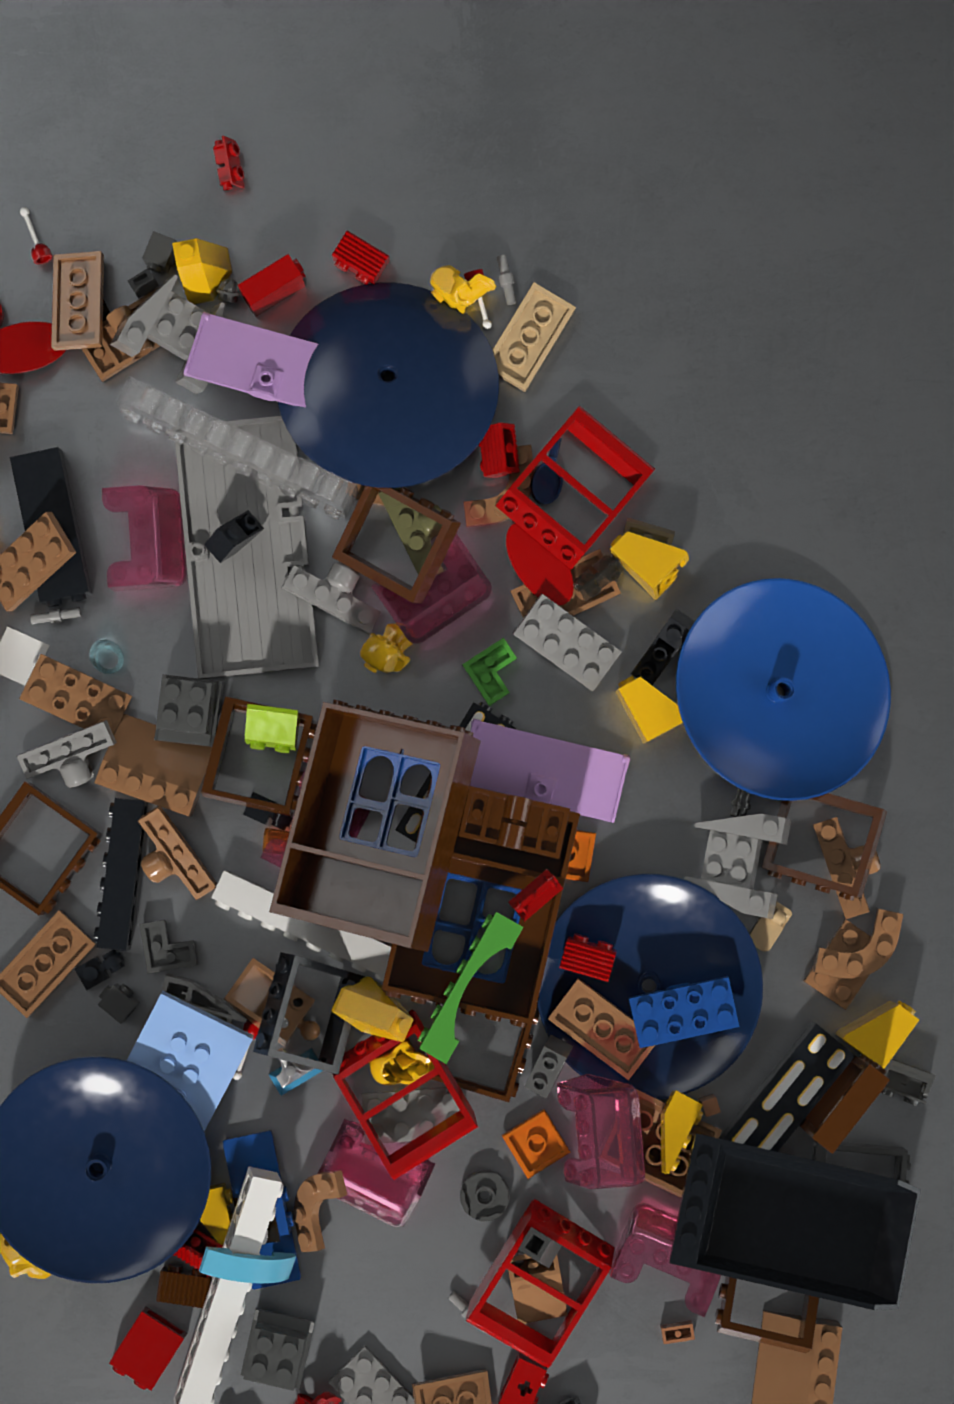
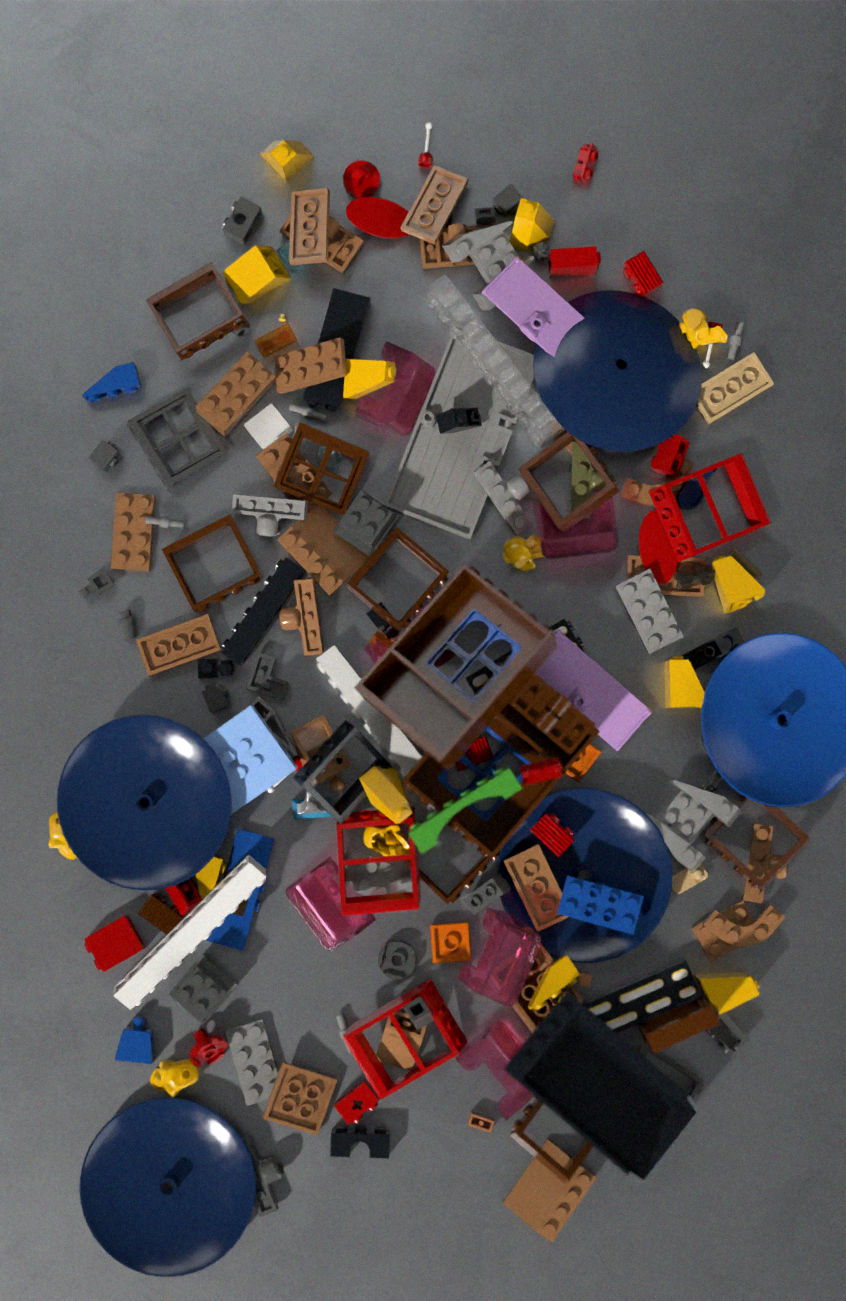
camera: 30 degrees right, 0 degrees up
(100, 541) = (367, 376): none -> yellow slope
(100, 639) = (331, 443): none -> reddish brown window
(247, 1267) = (212, 922): medium azure slope -> none
(271, 728) = (418, 564): lime slope -> none
(307, 1205) = (274, 901): medium nougat plate -> none
(453, 909) = (477, 752): none -> red brick
(484, 669) = (582, 599): bright green plate -> none

